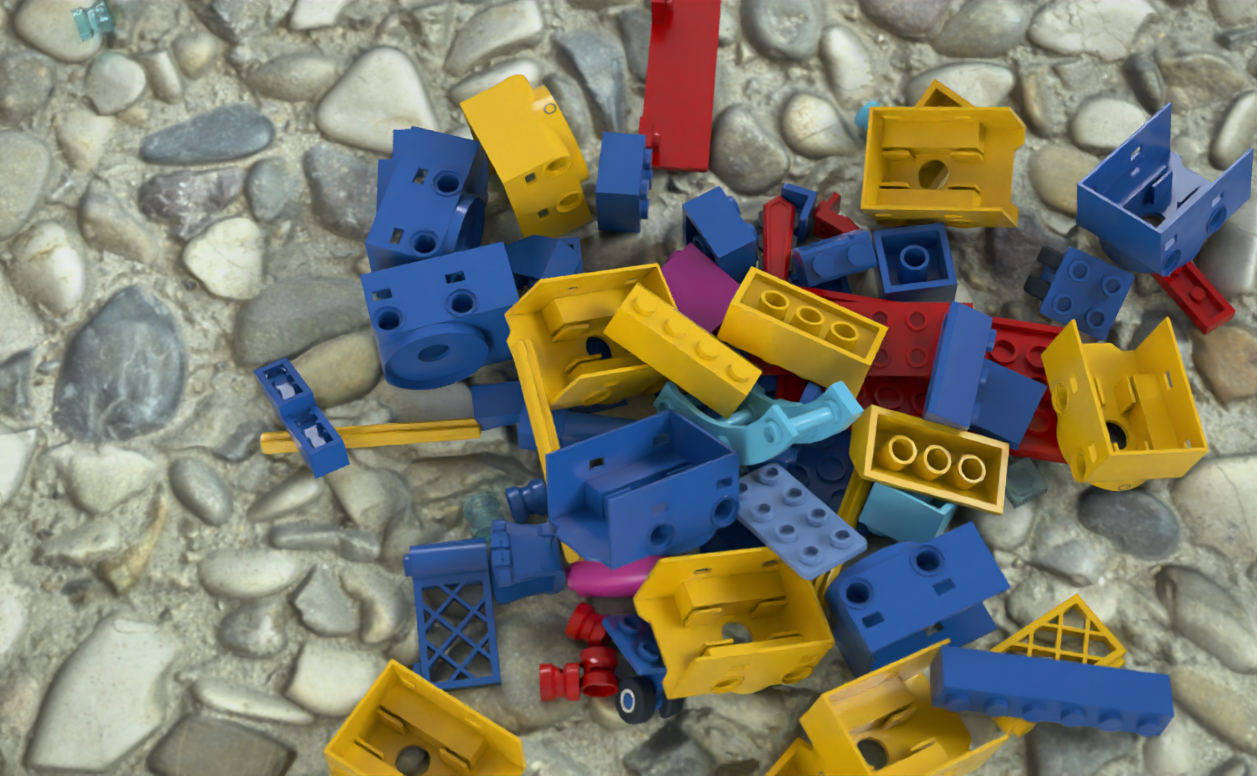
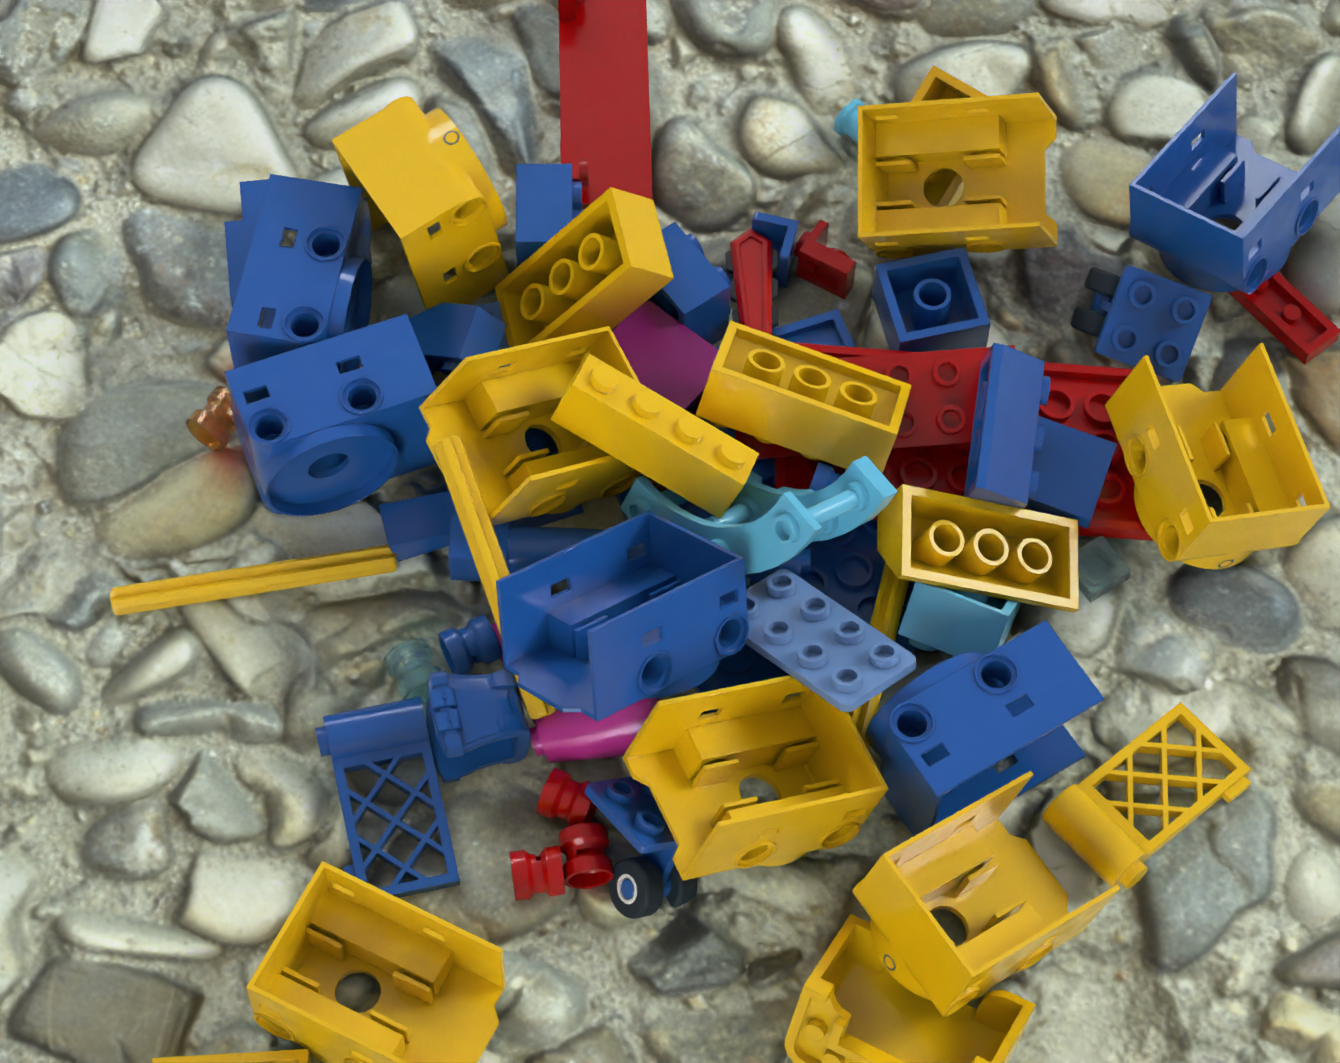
camera: 10 degrees left, 0 degrees up
(302, 418) = (163, 565): blue slope -> none
(353, 312) = (214, 422): none -> clear orange wheel
(648, 219) = (587, 272): none -> yellow brick
(834, 257) = (829, 303): blue brick -> none
(1050, 691) = (1163, 826): blue brick -> none

